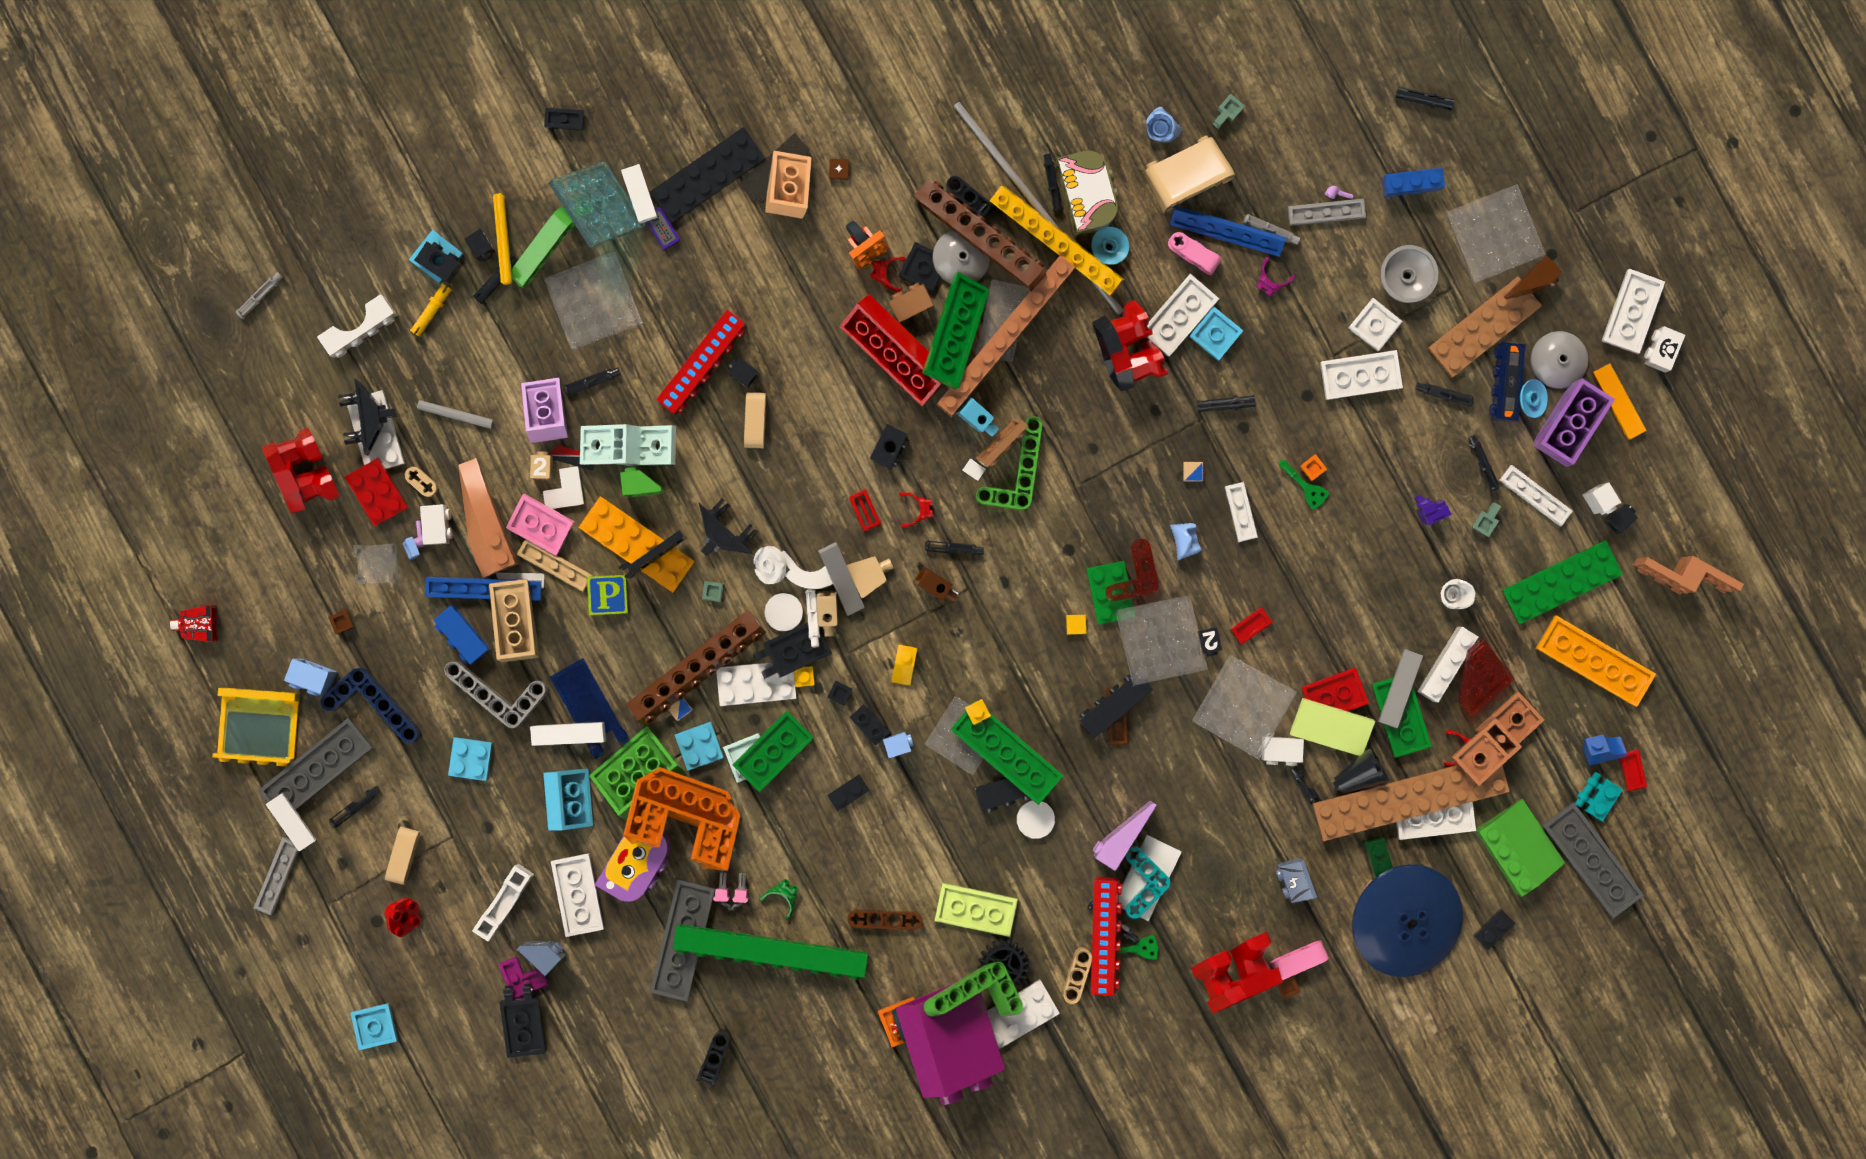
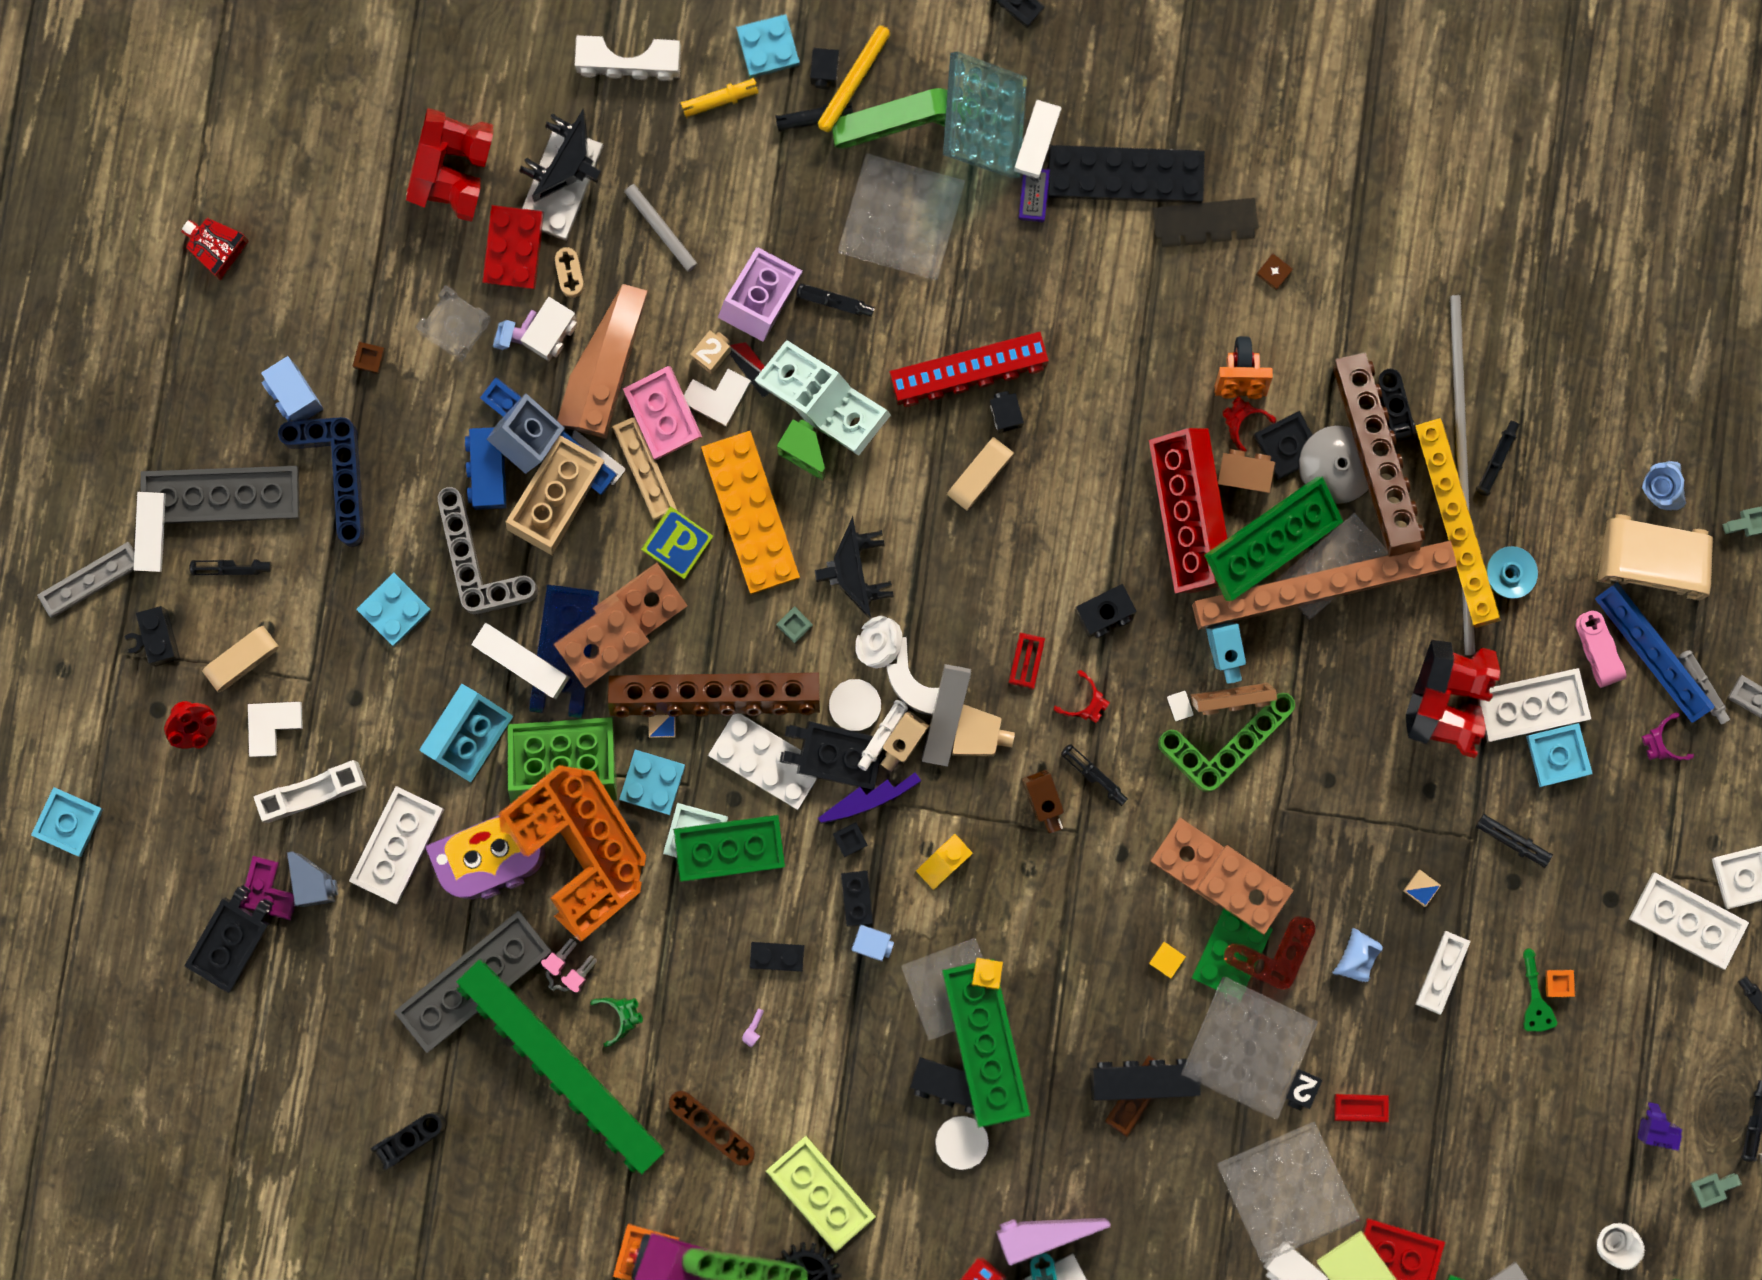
camera: 35 degrees right, 5 degrees down
(257, 726) = (193, 402): clear light blue panel -> none
(342, 880) = (155, 636): none -> black brick
(445, 880) = (265, 720): none -> white tile
(446, 270) = (767, 67): black brick -> none
(469, 598) = (525, 433): none -> sand blue slope
(610, 669) = (620, 625): none -> nougat bracket
(653, 554) = (762, 535): black tile -> none
(788, 185) = (1207, 248): light nougat slope -> none
(804, 677) = (824, 793): yellow plate -> none
(829, 667) = (859, 802): none -> dark purple slope
(867, 850) = (749, 1036): none -> lavender hand
(1071, 552) = (1221, 876): none -> nougat bracket
(1087, 192) = (1530, 495): brick -> none

